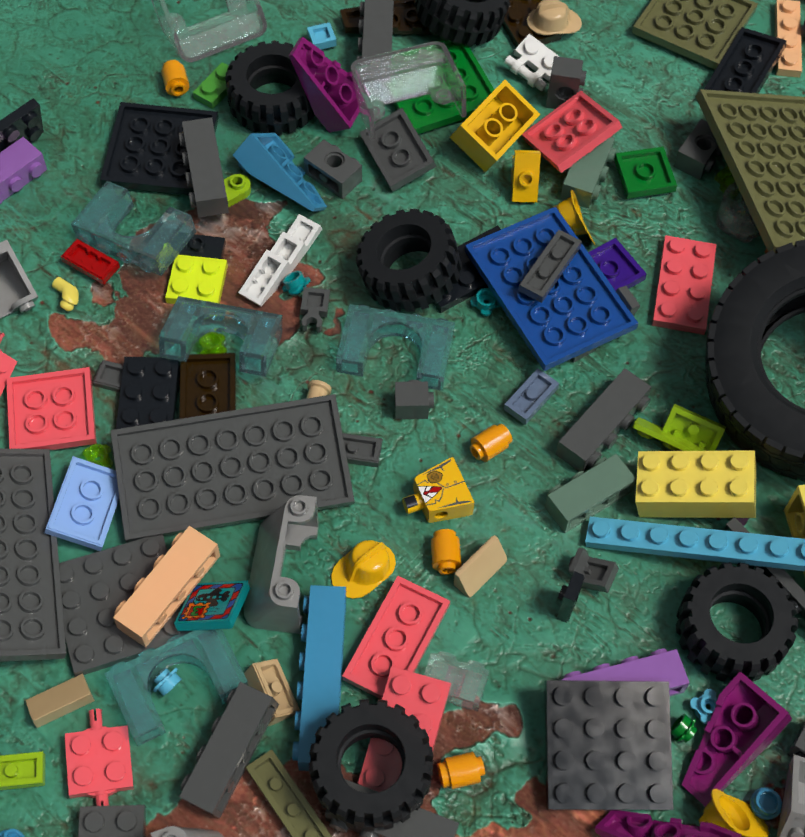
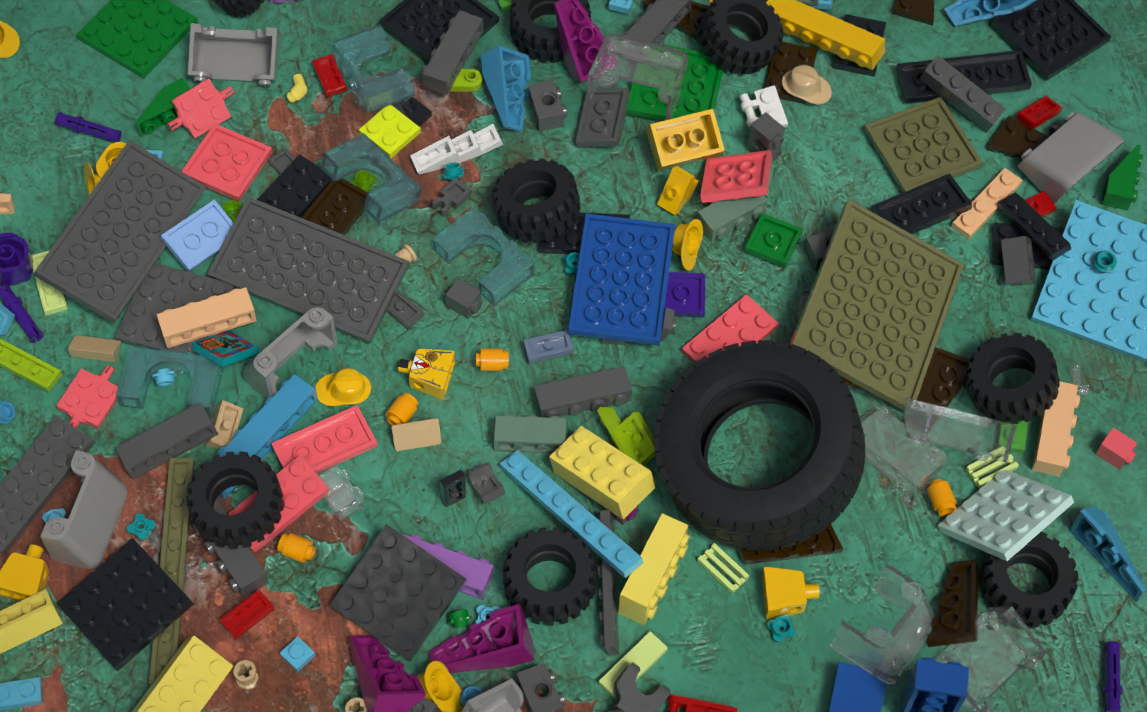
camera: 35 degrees right, 0 degrees up
(550, 266) = (629, 262): dark grey plate -> none

